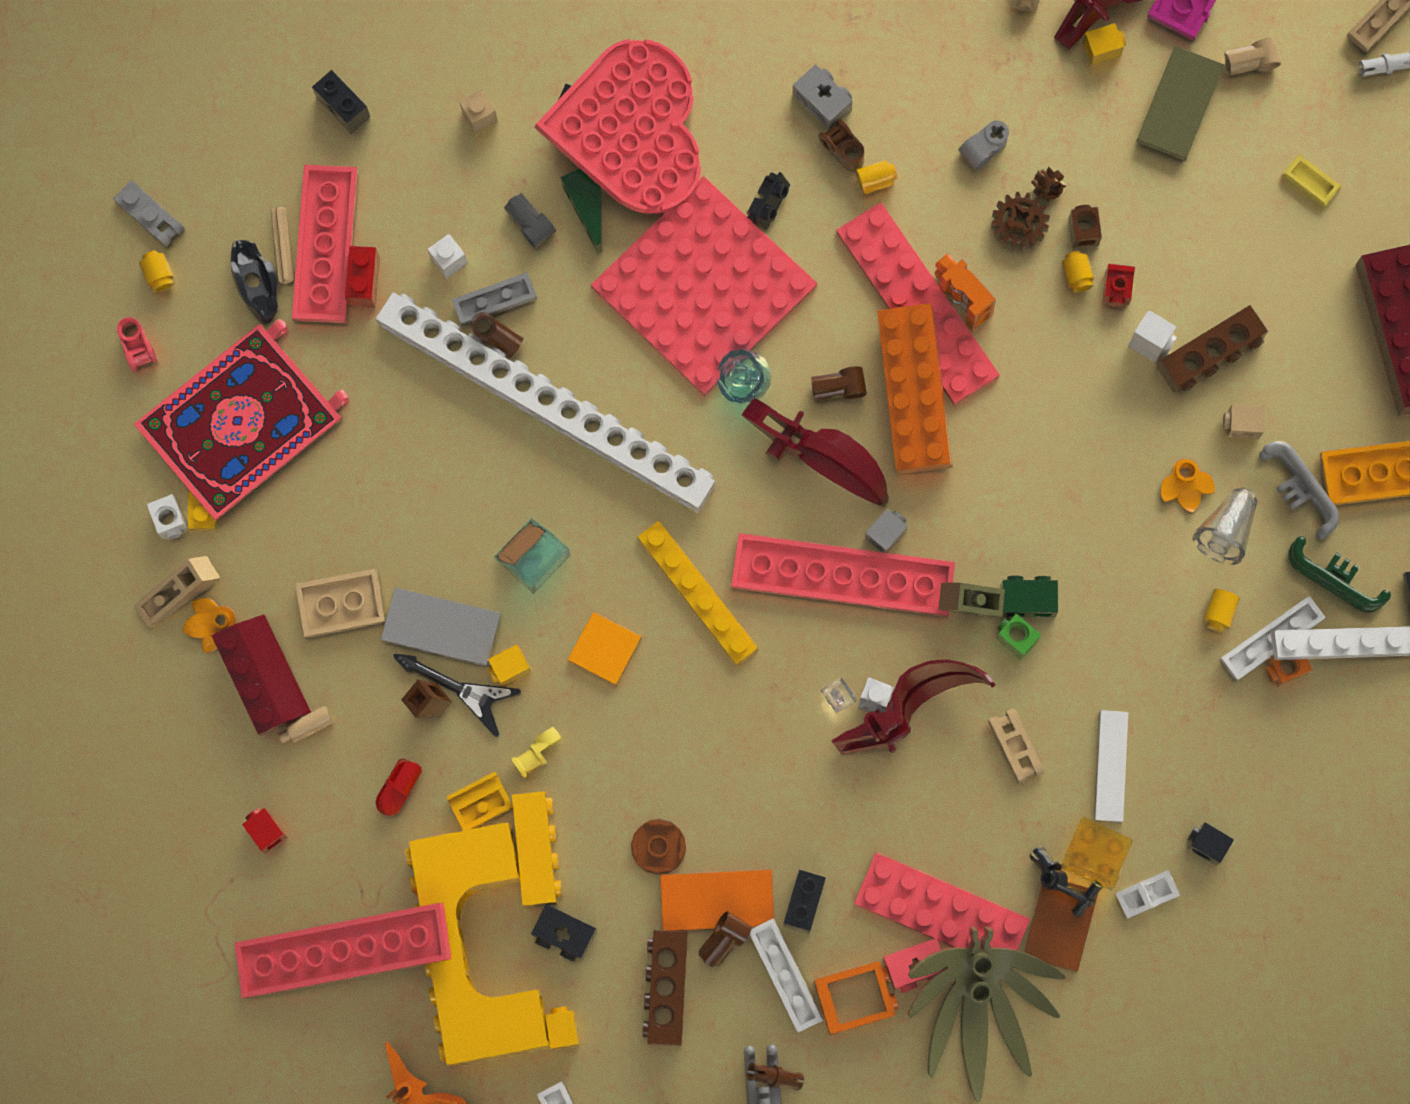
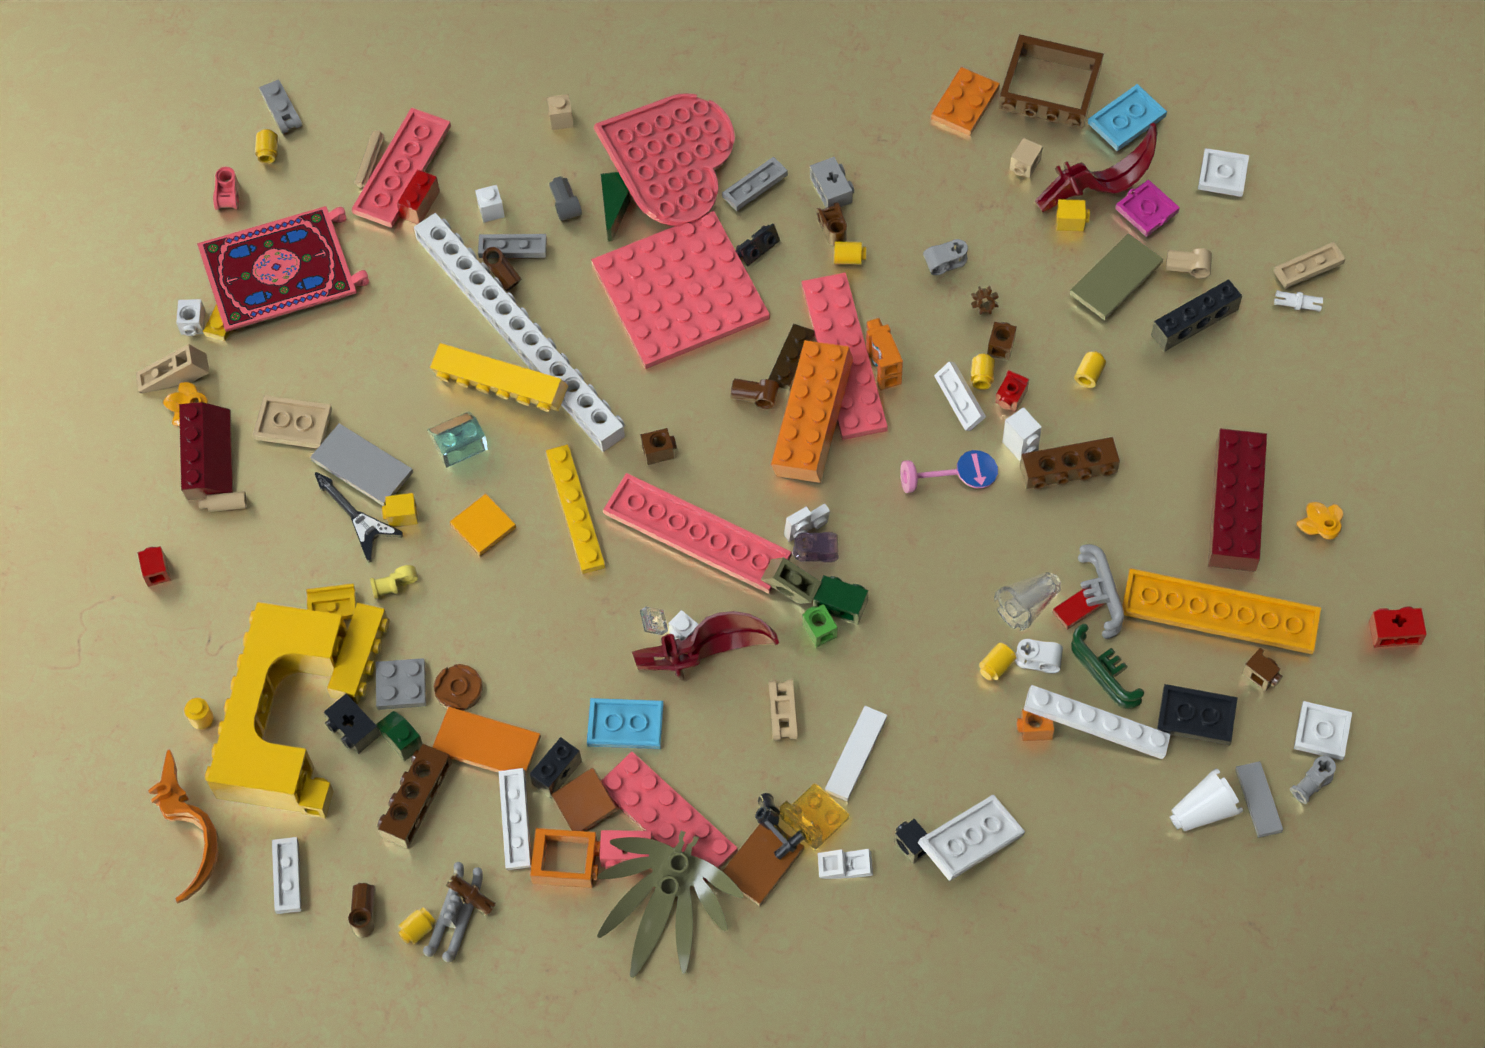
camera: 20 degrees right, 15 degrees down
(248, 261) = (336, 159): black piece -> none
(341, 101) = (459, 73): black brick -> none
(343, 950) = (168, 669): coral plate -> none
(393, 983) = (198, 713): none -> yellow brick
(397, 787) = (272, 569): red arm -> none
(426, 700) = (324, 511): reddish brown brick -> none
(552, 471) = (499, 377): none -> yellow brick
(594, 865) = (400, 684): none -> light grey plate
(618, 924) = (400, 735): none -> dark green slope
(727, 934) = (480, 769): reddish brown piece -> none
(736, 125) = (755, 183): none -> light grey plate
(744, 376) = (681, 358): clear light blue cylinder -> none
(754, 498) = (654, 454): none -> reddish brown brick
(825, 451) = (722, 433): dark red piece -> none
(850, 928) = (584, 801): none -> dark orange tile
(854, 822) = (625, 723): none -> medium azure tile
(860, 325) = (787, 361): none -> dark brown plate
(886, 531) = (746, 510): light grey brick -> none
(956, 528) = (805, 520): none -> white plate
(983, 545) = (818, 547): none -> clear purple piece
(1029, 214) = (939, 320): reddish brown gear -> none
(1064, 310) = (960, 396): none -> white plate
(1111, 390) = (973, 468): none -> piece
(1187, 489) = (1007, 562): light orange plate -> none
(1193, 227) = (1090, 369): none -> yellow brick
(1244, 421) = (1074, 525): tan brick -> none
(1259, 646) = (1011, 703): white plate -> none
(1267, 586) = (1041, 655): none -> white piece
(1270, 819) = (971, 837): none -> white tile
(1278, 517) = (1074, 609): none -> red tile
(1284, 122) = (1196, 315): none -> black brick
(1311, 181) = (1202, 367): light yellow tile -> none

